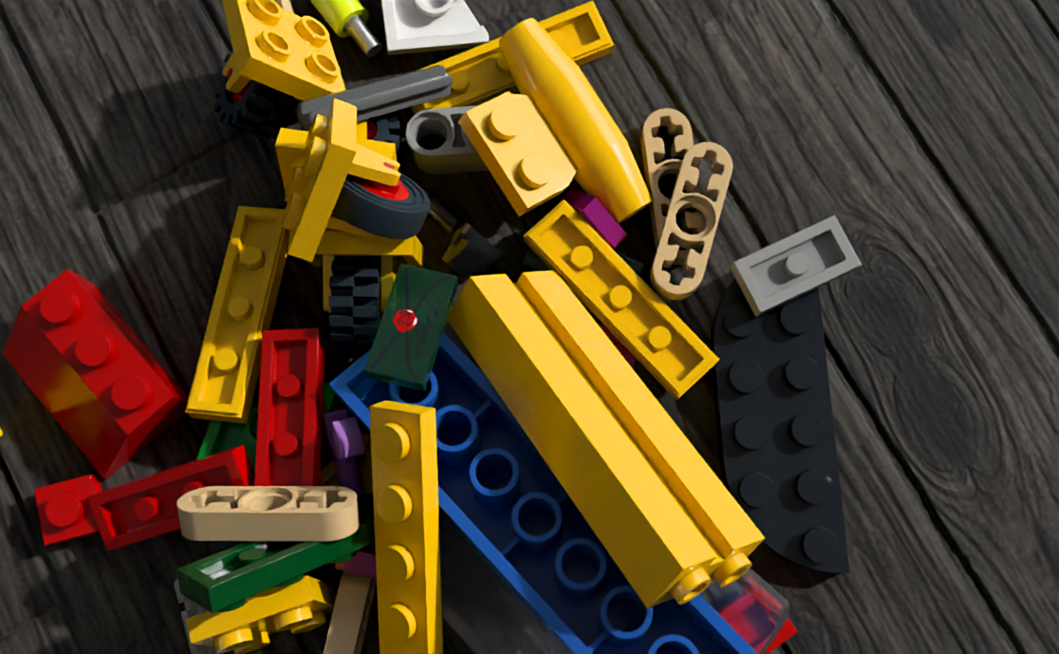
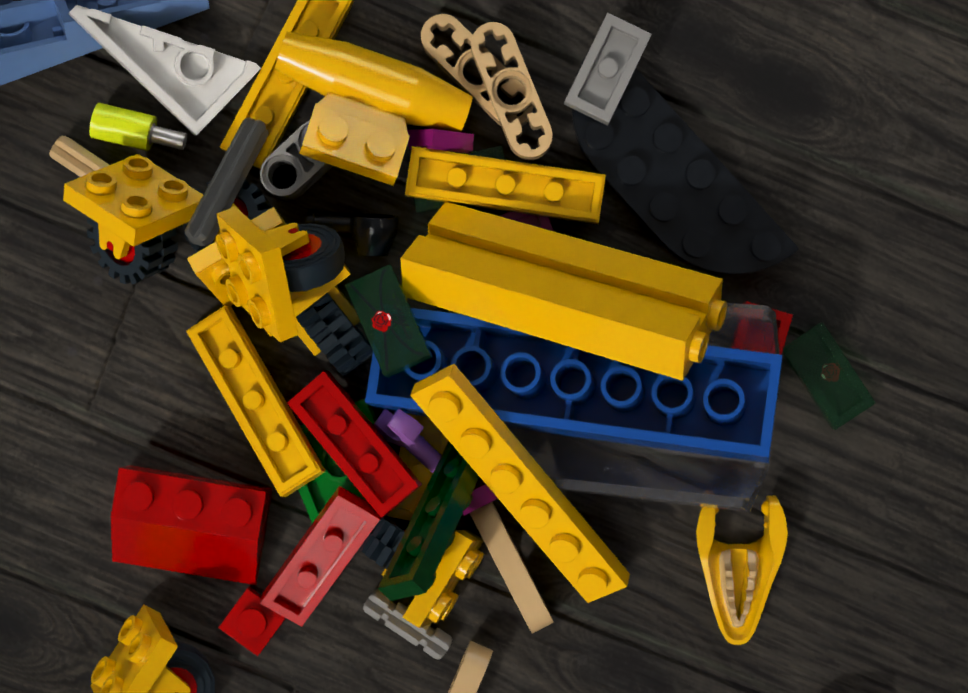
camera: 35 degrees left, 10 degrees up
(268, 513) = (398, 513): tan beam -> none

